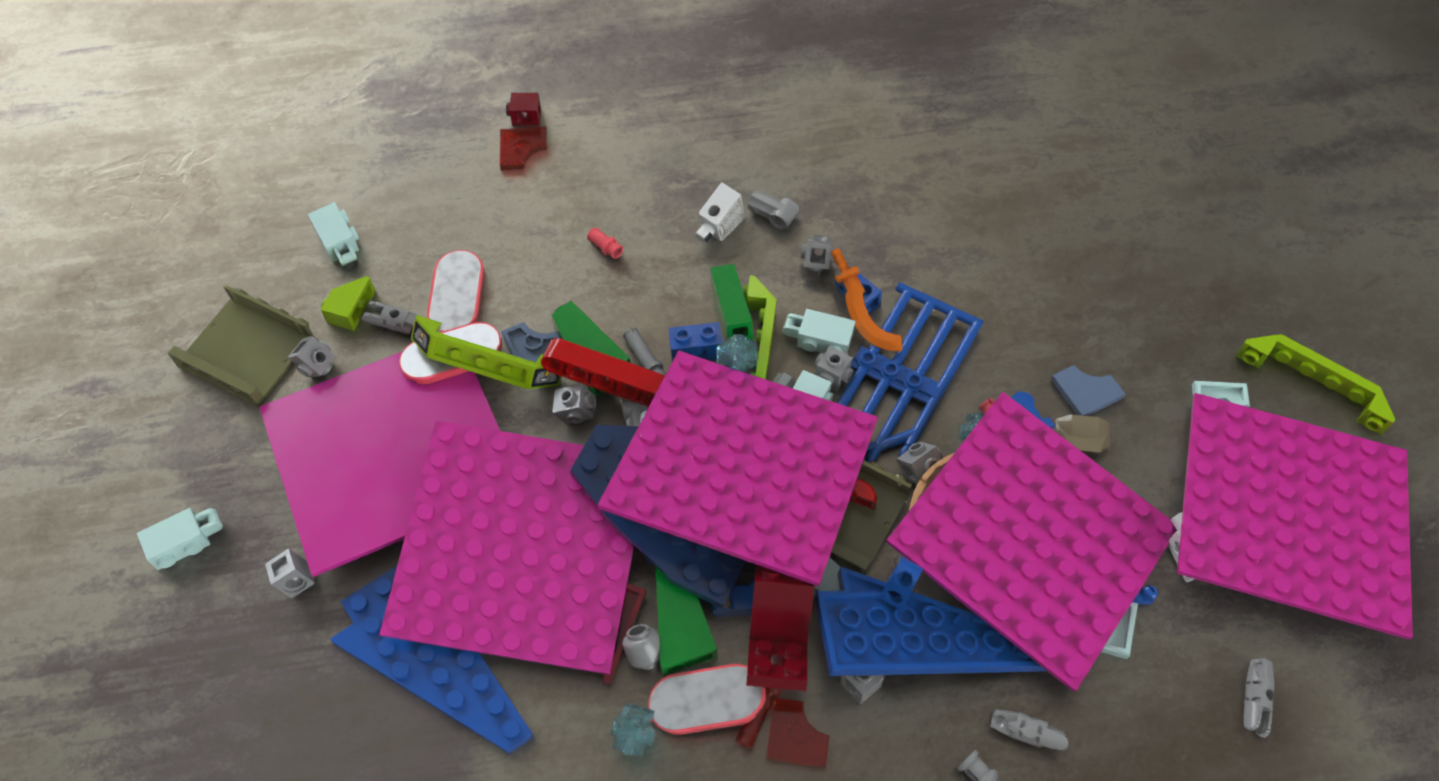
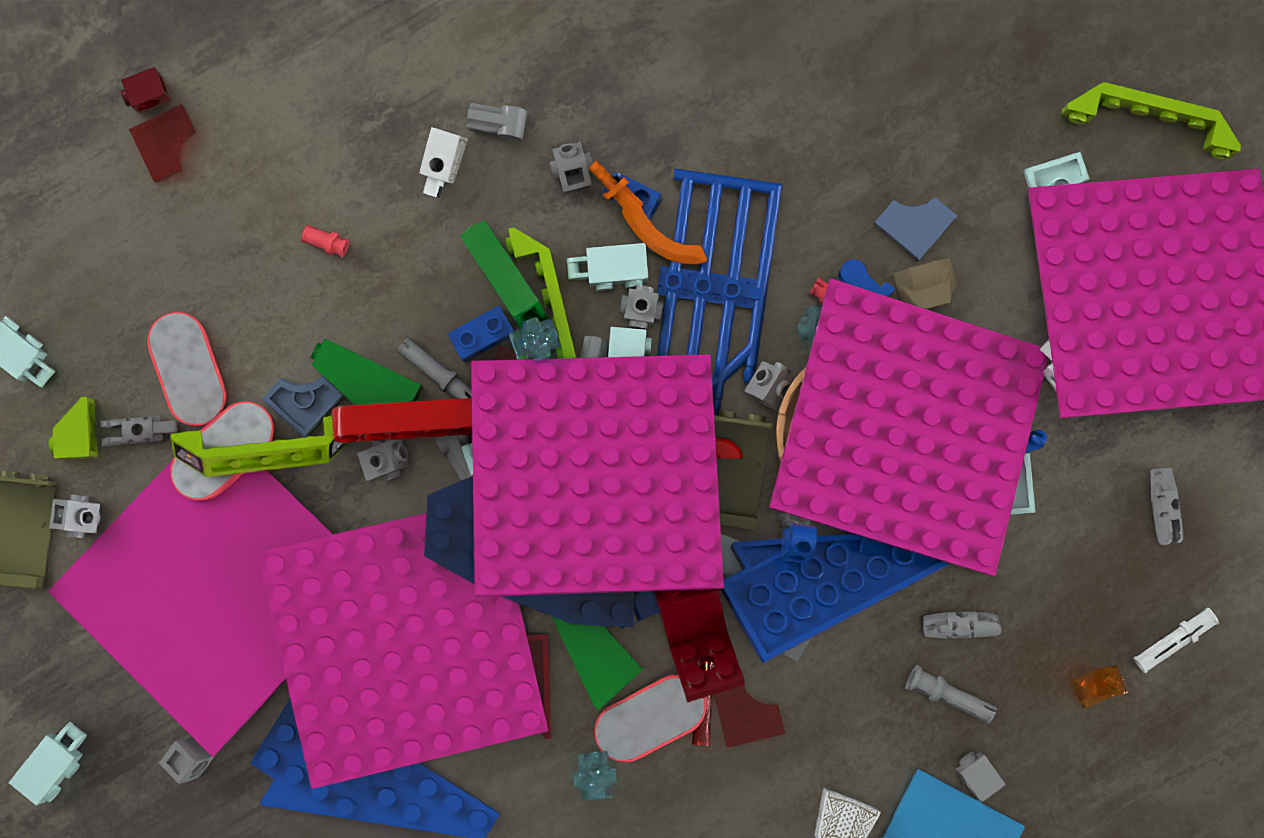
camera: 20 degrees left, 25 degrees up
(642, 646) = (568, 693): light grey head -> none

